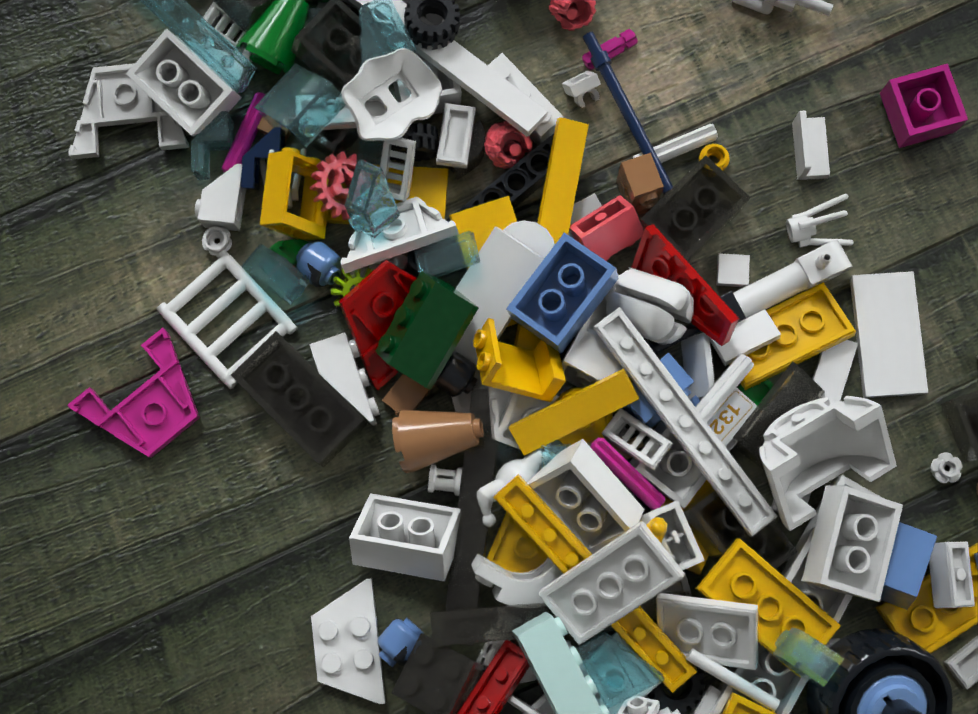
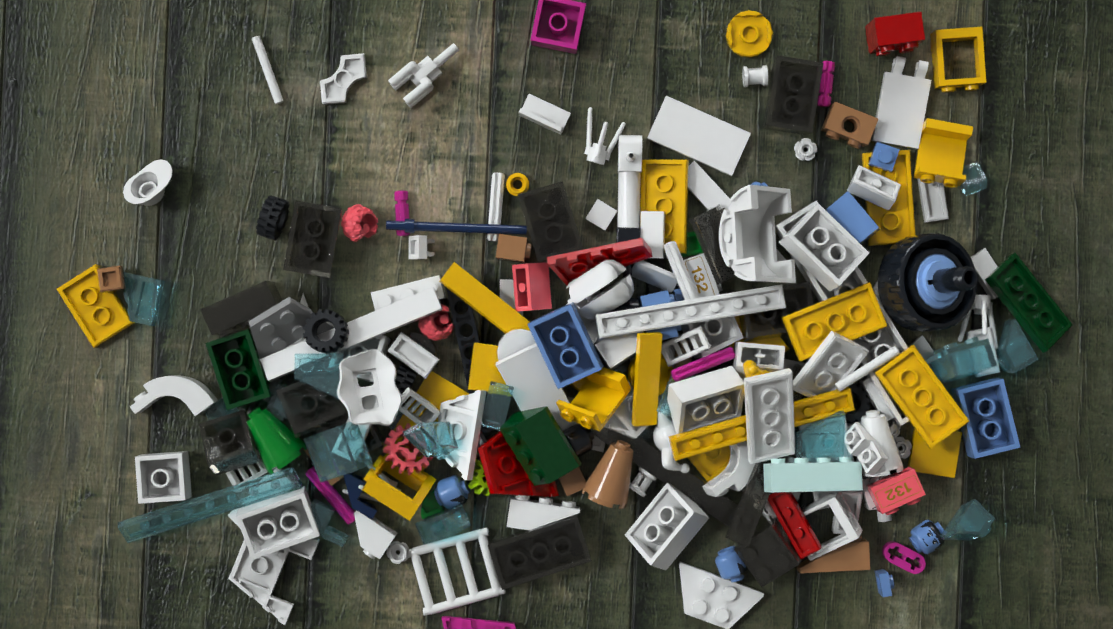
camera: 60 degrees left, 10 degrees up
(807, 656) = (878, 318): clear light blue slope -> none

